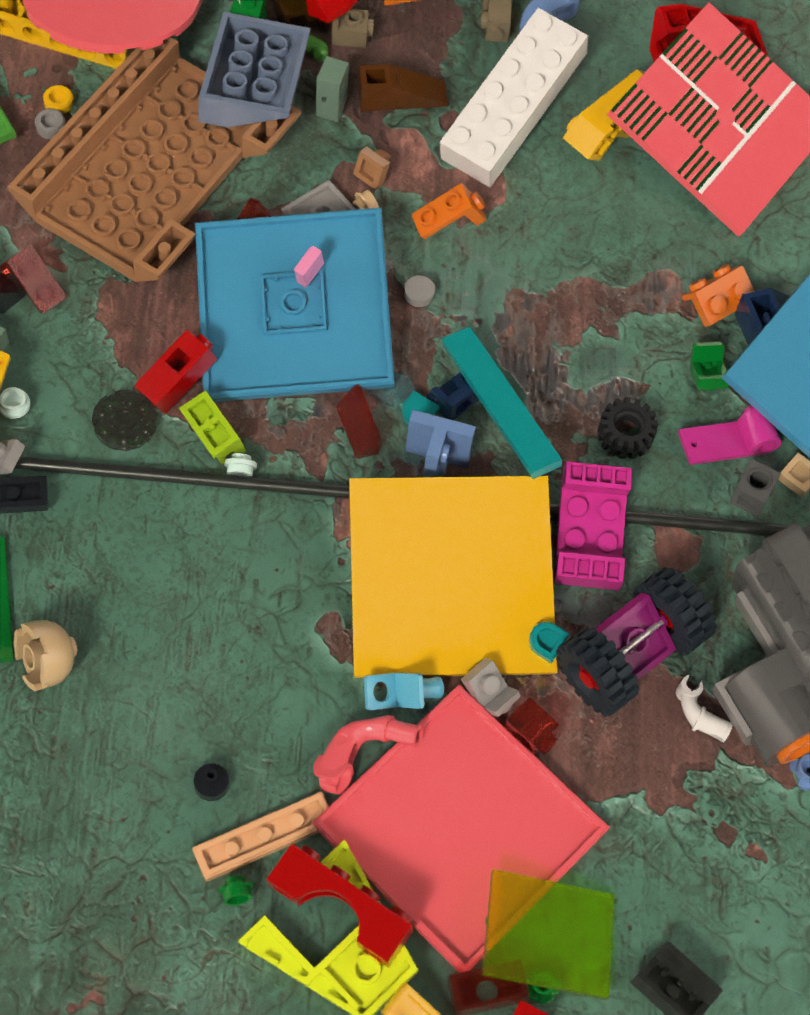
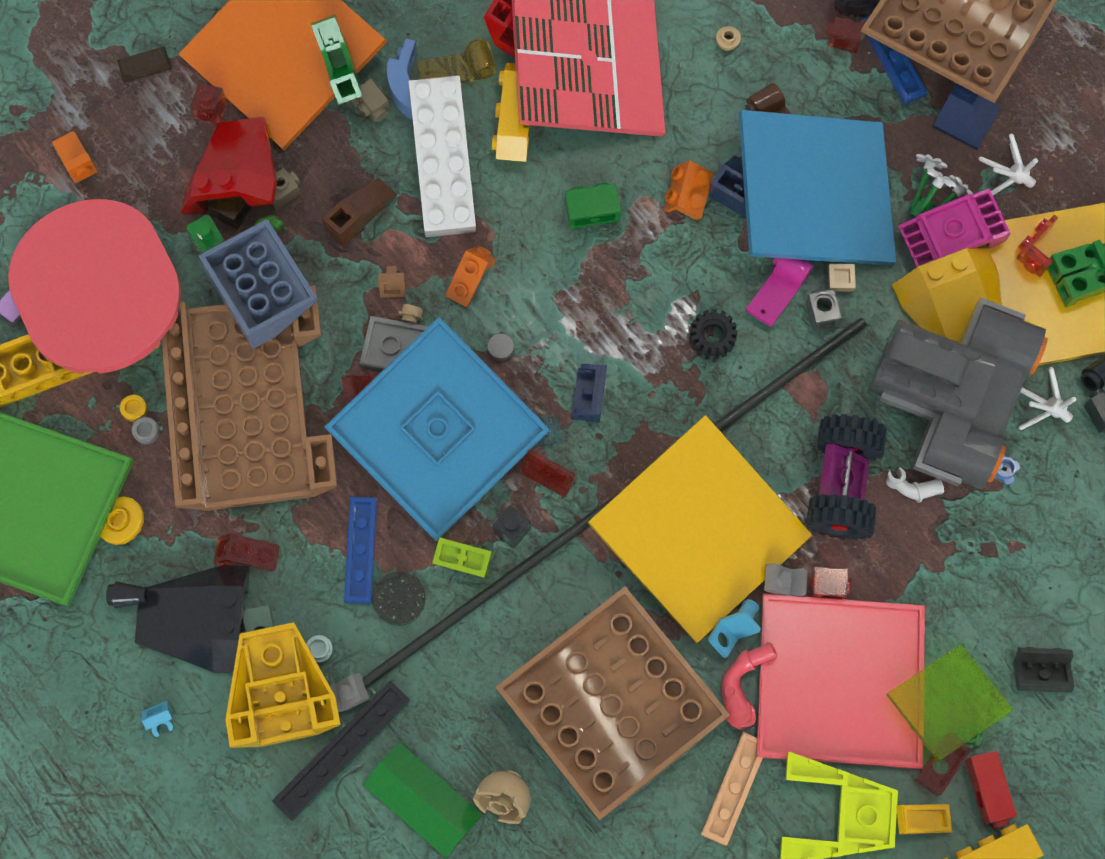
camera: 35 degrees left, 10 degrees up
(131, 355) = (360, 550): none -> blue tile
(176, 371) = (406, 538): red brick -> none
(211, 782) = (671, 790): black tile -> none
(219, 657) = (612, 703): none -> medium nougat slope
(236, 890) = (751, 836): green plate -> none
(240, 465) = (503, 566): light aqua plate -> none
(280, 438) = (511, 526): none -> black brick
(303, 878) = (860, 788): red arch -> none
(309, 266) = (431, 397): bright pink tile -> none
(332, 89) = (317, 249): sand green piece -> none
(418, 403) = (575, 432): teal tile -> none
(439, 441) = (617, 447): medium blue bracket -> none
(502, 403) = (631, 387): teal tile -> none
(546, 639) = (792, 521): teal tile -> none
(592, 526) = (751, 420): dark pink plate -> none
(612, 56) = (472, 65): none -> clear yellow door
(615, 239) = (592, 205): none -> green brick
(708, 365) = (726, 249): green bracket -> none

